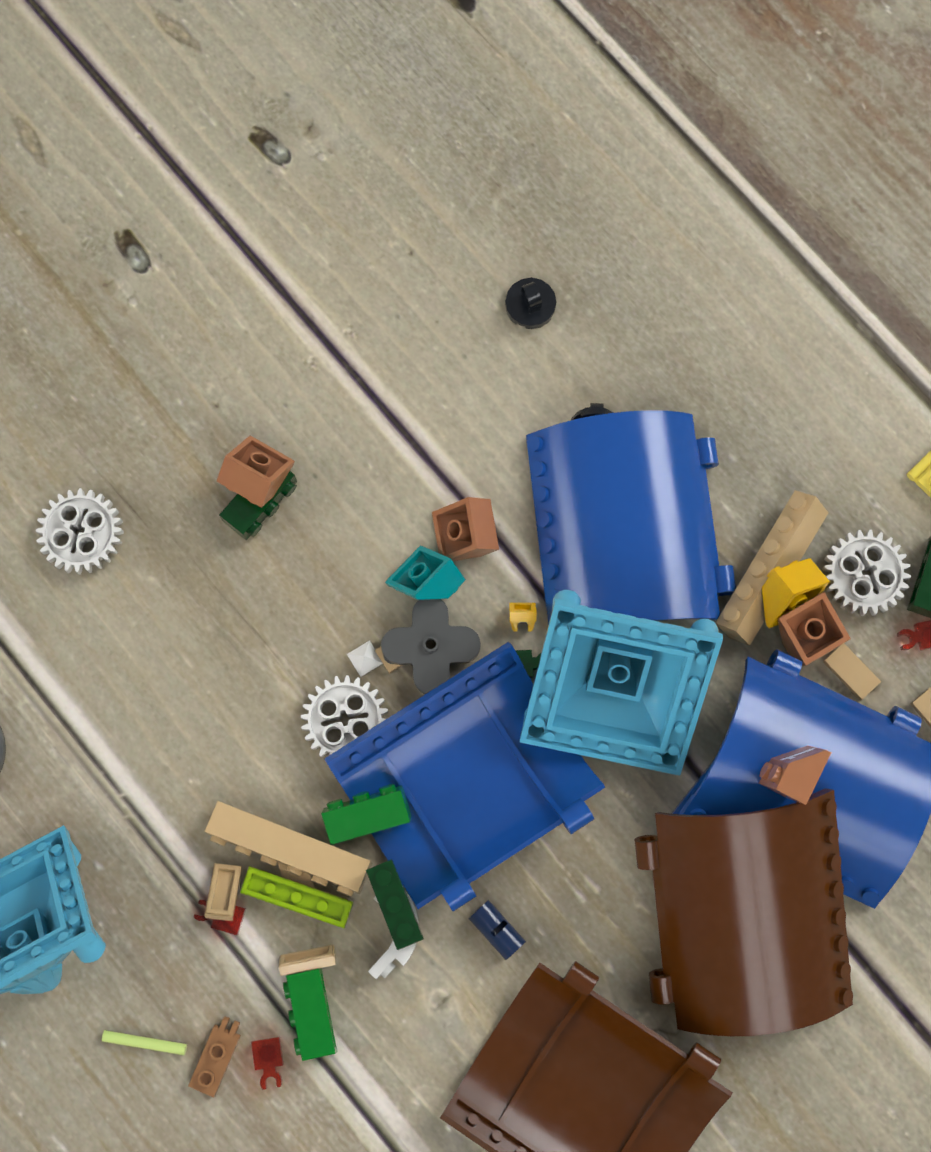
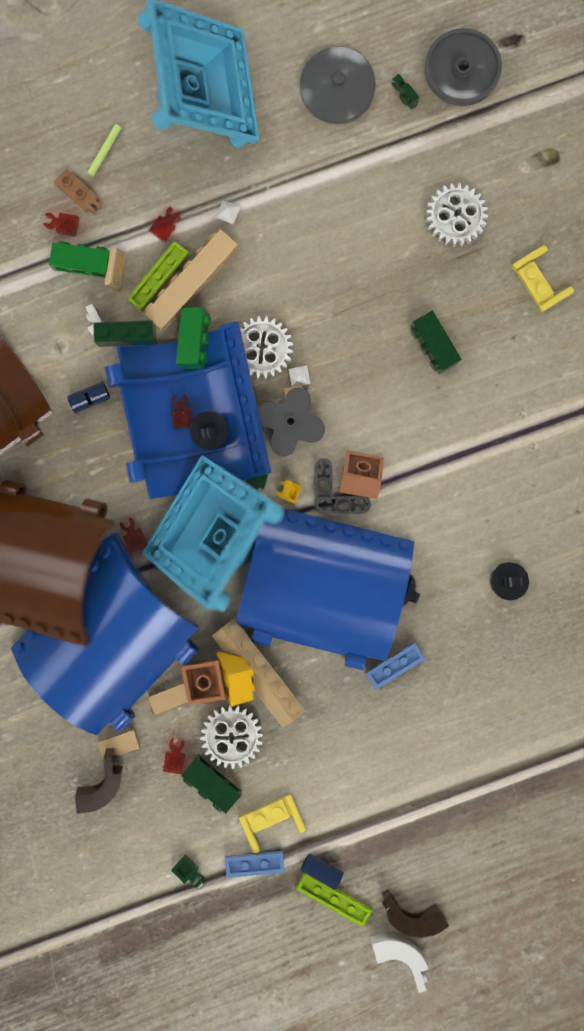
camera: 115 degrees right, 10 degrees up
(135, 401) = (536, 282): none -> light yellow plate
(174, 836) = (228, 212): none -> white slope
(223, 892) = (178, 230): tan tile -> none
(254, 471) = (453, 343): nougat slope -> none
(426, 576) = (338, 435): teal slope -> none
(475, 792) = (181, 416): none -> clear red plate
(482, 746) = (209, 430): none -> black tile
(507, 564) = (328, 495): none -> dark grey beam
(662, 795) = (134, 538): none -> clear red plate
(692, 401) = (395, 665): none -> medium blue plate
(795, 772) = (102, 623): nougat slope -> none

